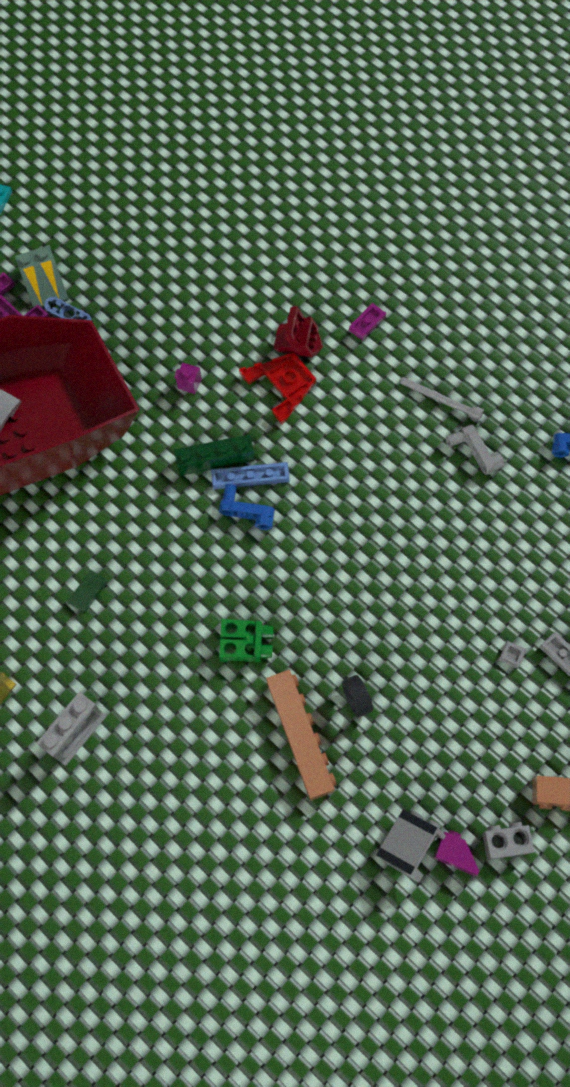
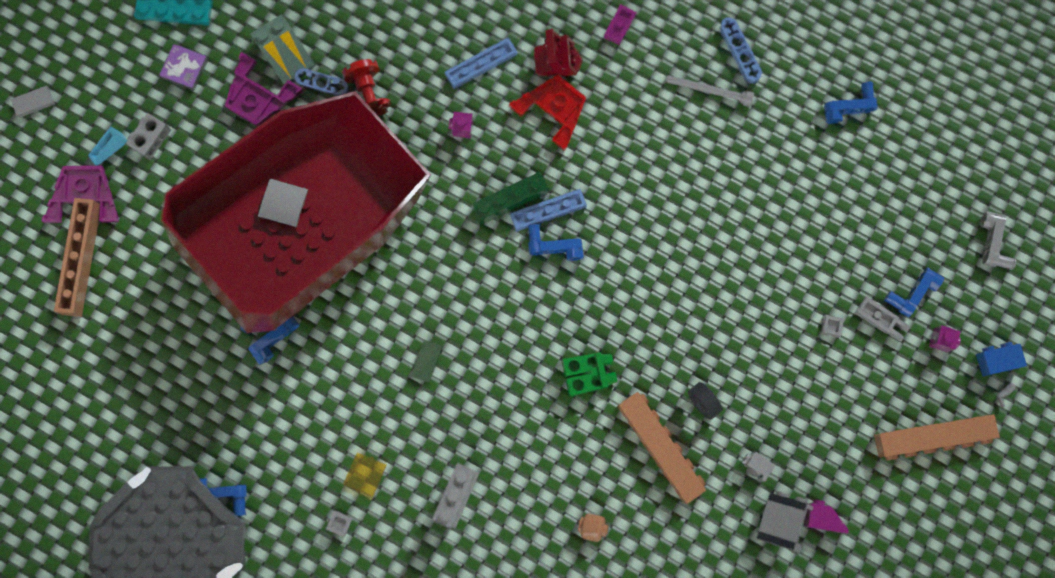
camera: 20 degrees left, 10 degrees up
(108, 311) = (362, 75): none -> red piece
(205, 799) = (593, 527): none -> nougat head
(224, 329) = (480, 63): none -> medium blue tile
(397, 778) = (758, 466): none -> light grey brick
(480, 369) = (738, 51): none -> medium blue beam
(485, 460) = (767, 144): light grey beam -> none
(508, 847) = (867, 501): light grey brick -> none

